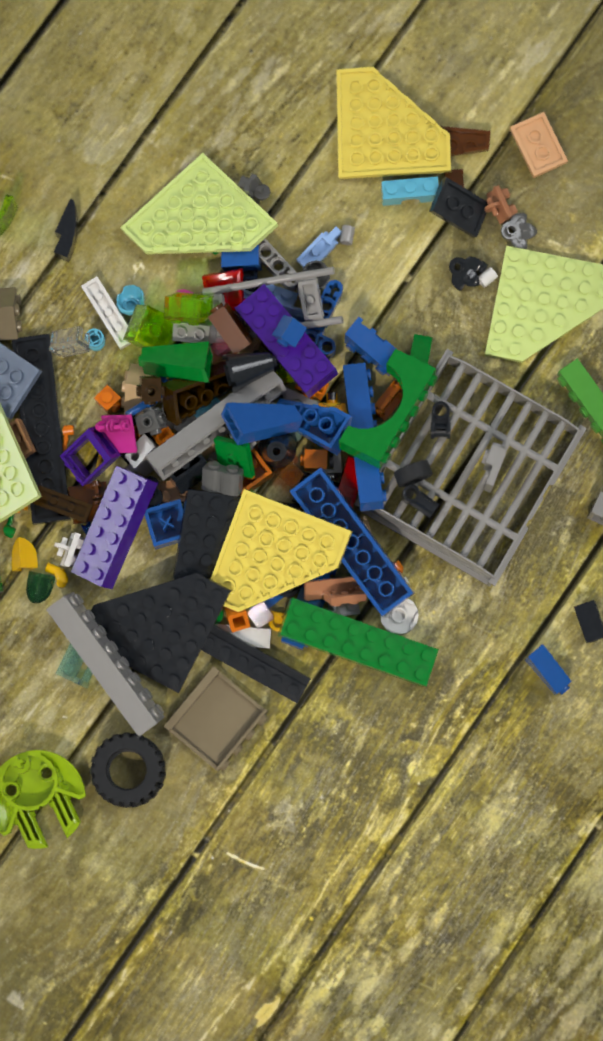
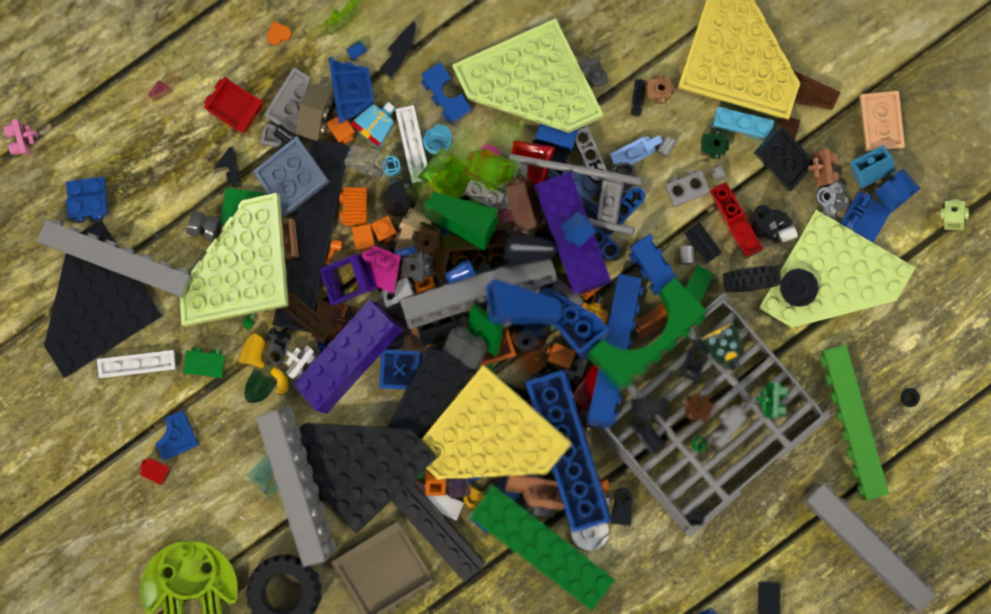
camera: 15 degrees right, 5 degrees up
(26, 244) = (356, 50): none -> blue hinge
(32, 280) = (350, 88): none -> blue wing
(36, 321) = (343, 132): none -> orange brick
(42, 540) = (276, 343): none -> black piece
(66, 306) = (375, 124): none -> medium azure torso
(73, 389) = (354, 206): none -> orange brick
(90, 412) = (363, 237): none -> orange brick
(111, 366) = (398, 196): none -> black cone
(135, 267) = (453, 108): none -> blue arch
(193, 410) = (460, 272): none -> blue cone
(304, 199) = (637, 99): none -> black axle
(321, 185) = (655, 94): none -> medium nougat brick
(382, 270) = (688, 192): none -> light grey brick
(390, 218) = (709, 149): none -> dark green brick
(400, 327) = (687, 254): none -> light grey hinge
(403, 243) = (718, 173): none -> light grey hinge
(411, 311) = (703, 242): none -> black hinge
(422, 585) = (621, 510): none -> black piece
(434, 280) = (735, 220): none -> red slope
(463, 395) = (724, 346): none -> clear green torso
(463, 454) = (705, 407): none -> reddish brown brick
(468, 326) = (752, 278): none -> black tyre
(468, 496) = (695, 442): none -> green hinge
(494, 563) = (696, 517): none -> black hinge
(515, 321) = (799, 287): none -> black tile
(524, 431) = (770, 400): none -> green hips
(544, 188) = (872, 166): none -> dark azure brick
(554, 236) = (865, 216): none -> blue hinge
(574, 201) = (897, 190): none -> blue brick

